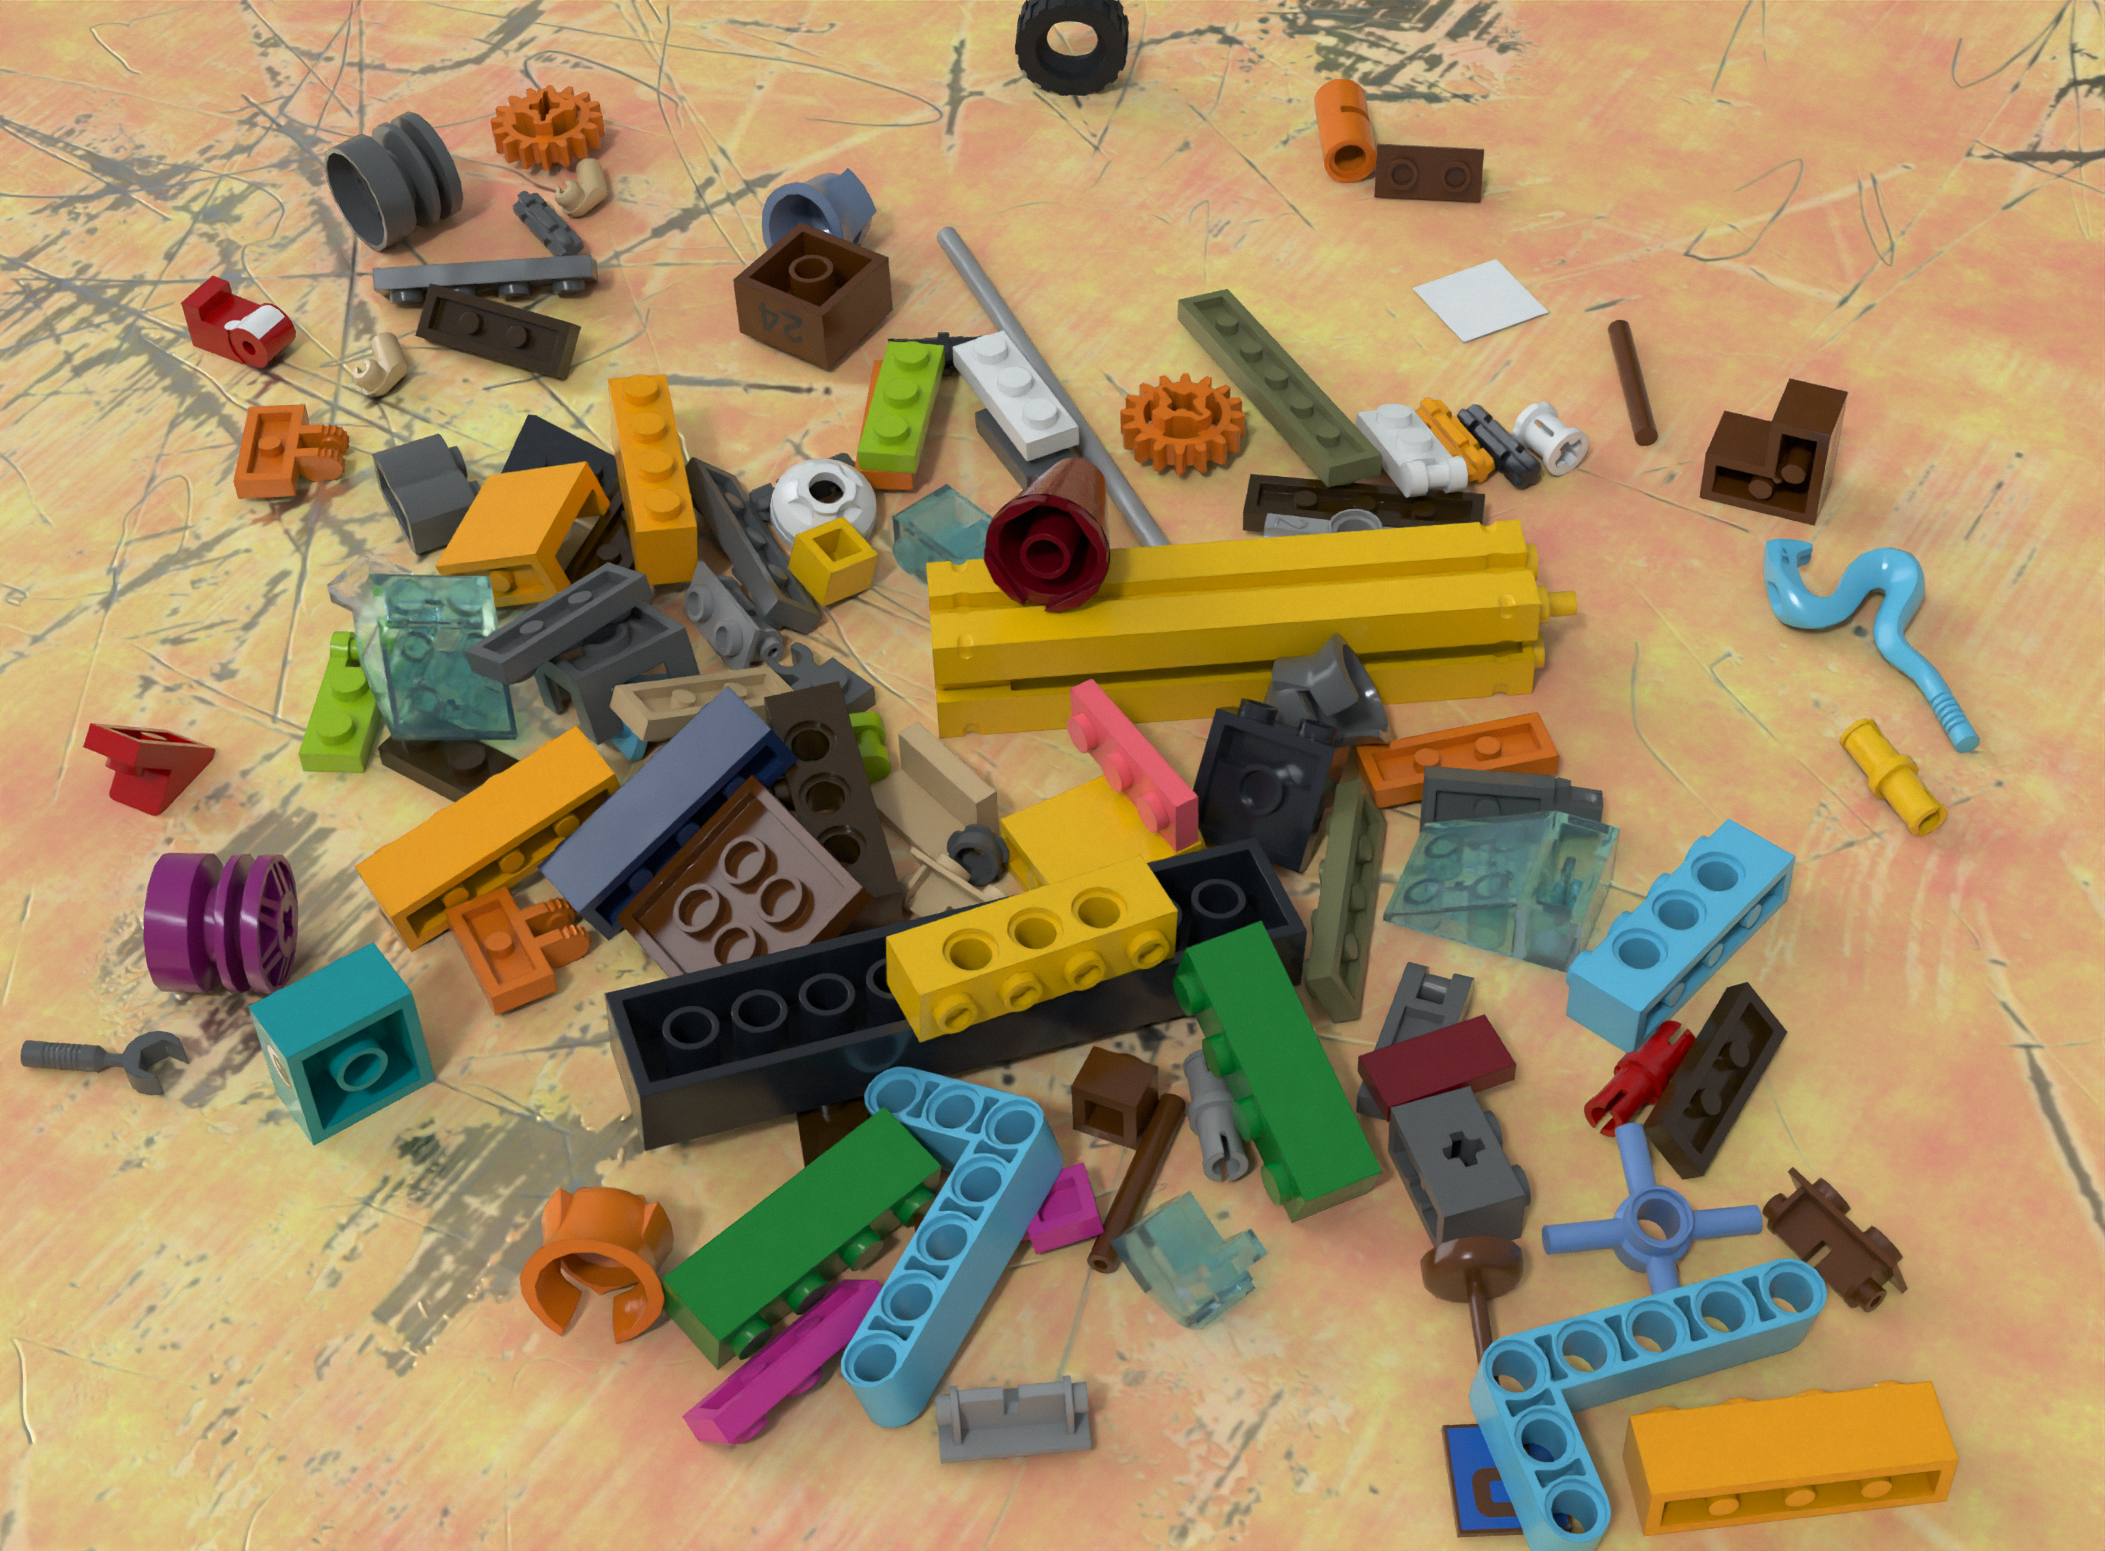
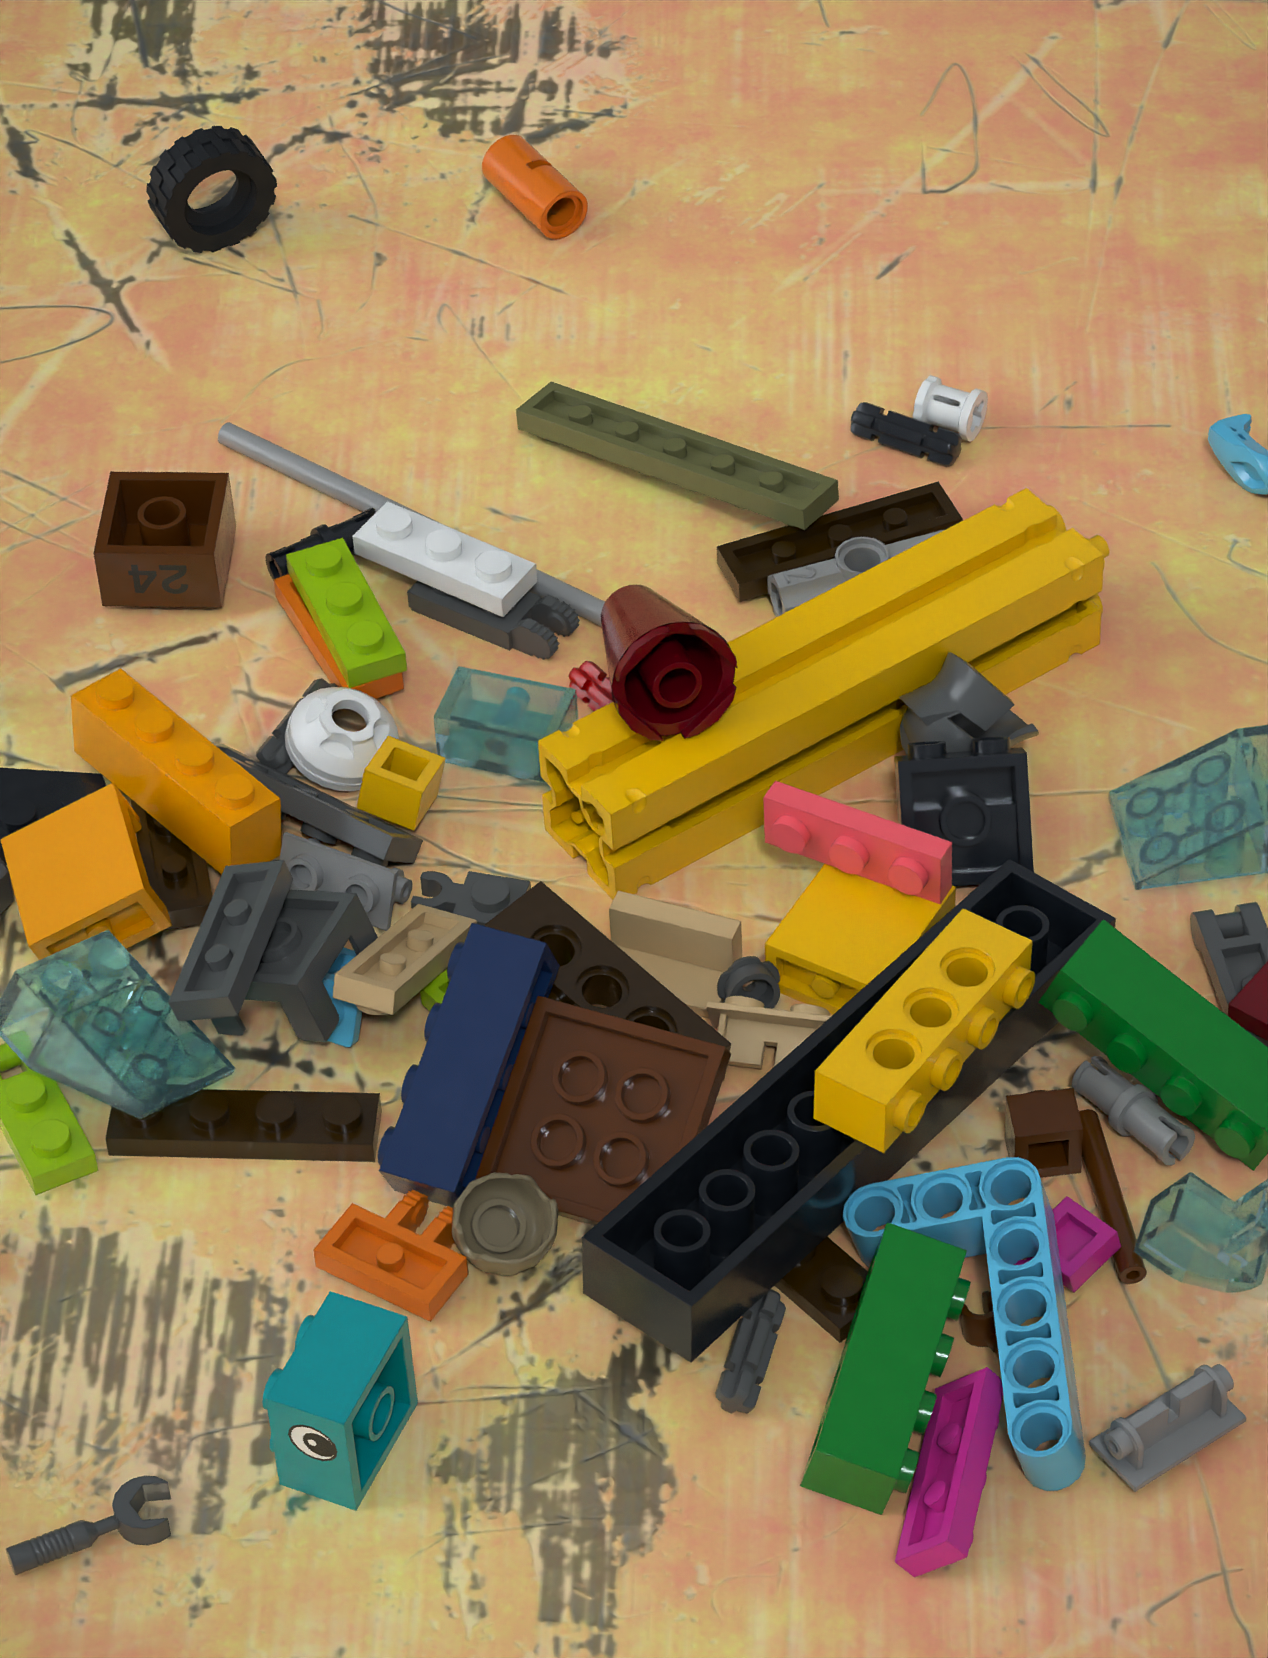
camera: 30 degrees left, 0 degrees up
(220, 922) = (116, 1356): magenta wheel -> none
(487, 836) = (310, 1164): light orange brick -> none
(602, 955) = (504, 1223): none -> dark tan hair
(606, 1243) = (720, 1451): orange helmet -> none
(719, 1169) = (750, 1354): none -> dark grey axle
(825, 202) = (100, 443): sand blue helmet -> none
(1182, 423) = (613, 525): orange gear -> none
(1345, 902) = (1085, 865): olive plate -> none
(1411, 451) = (862, 475): white plate -> none
(1429, 173) = (644, 199): reddish brown hinge -> none
(1456, 438) = (863, 444): light orange axle -> none
(1474, 793) = (1154, 742): dark grey hinge -> none
(1480, 300) = (776, 305): white sticker -> none
(1509, 744) = (1097, 725): orange plate -> none
(1632, 383) = (974, 329): reddish brown bar -> none
(1779, 463) = (1171, 354): reddish brown brick -> none

